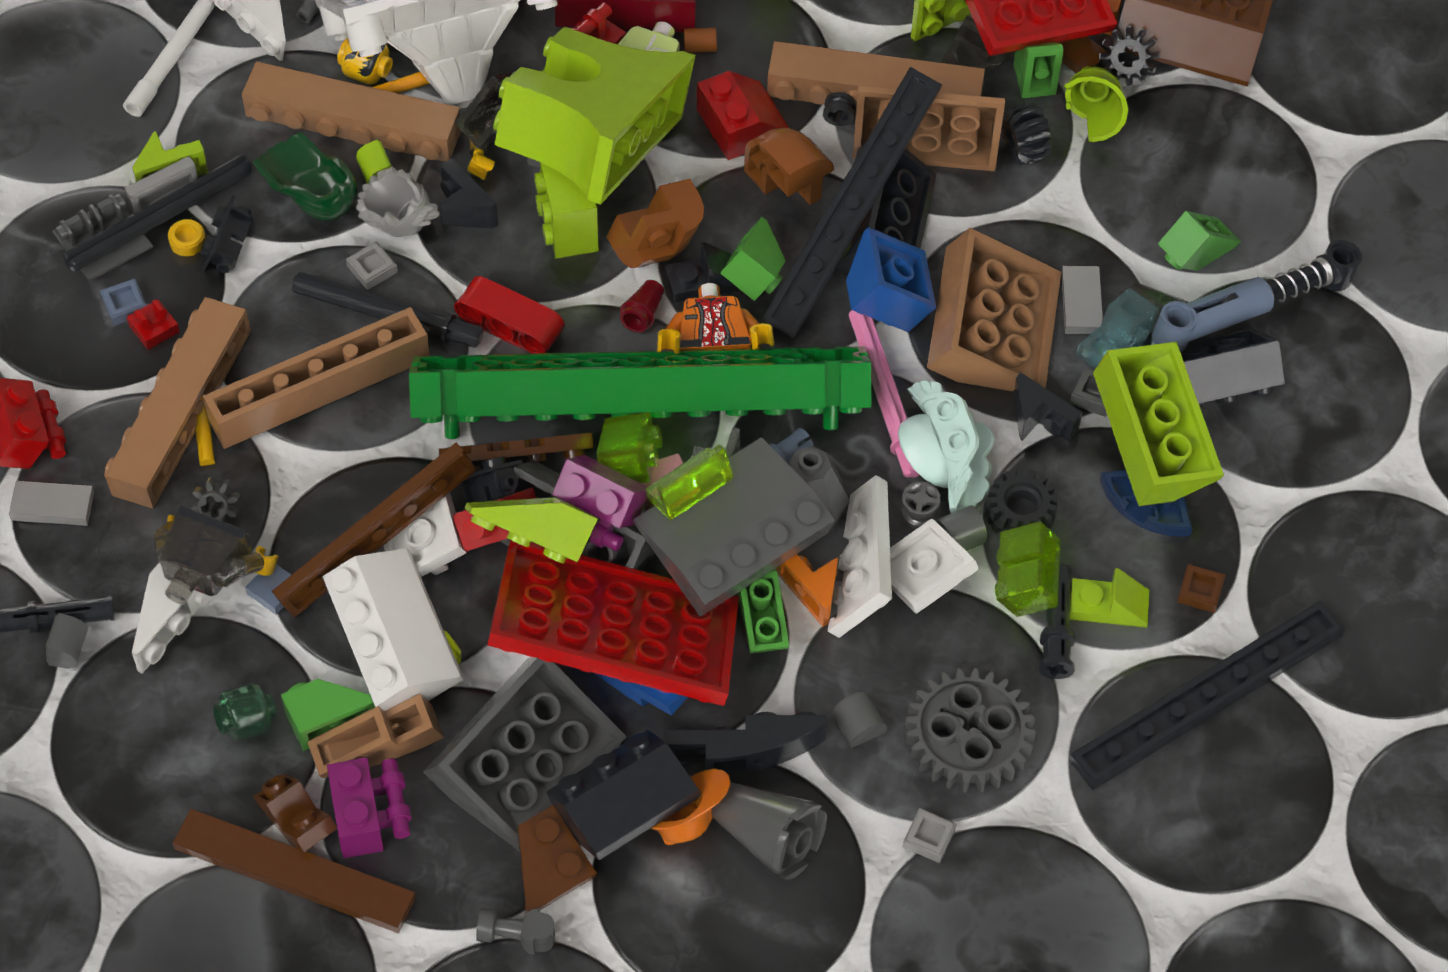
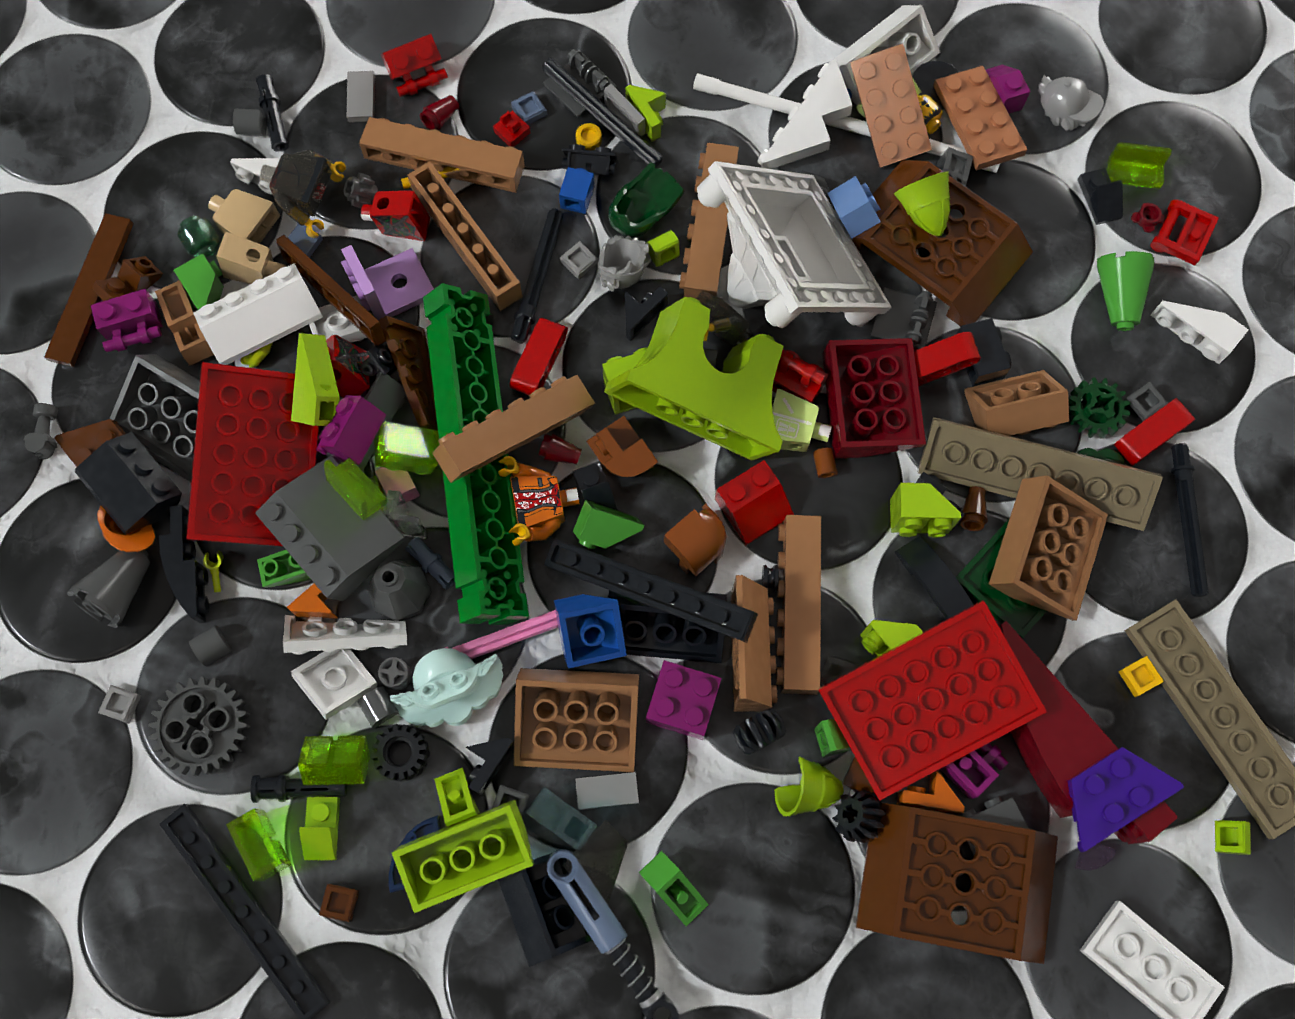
camera: 85 degrees right, 15 degrees up
(109, 404) = (439, 112): none -> dark red cone
(225, 654) = (244, 215): none -> tan torso
(267, 453) = (398, 214): none -> red torso
(271, 251) = (576, 190): none -> blue brick
(302, 642) = (245, 259): none -> tan torso
(364, 473) = (376, 287): none -> lavender bracket
(624, 319) = (512, 428): none -> medium nougat brick
(746, 706) = (214, 570): none -> neon yellow hand
(983, 200) = (683, 700): none -> magenta brick
(1088, 439) = (455, 797): none -> lime slope
(1146, 654) = (253, 839): none -> clear neon green piece

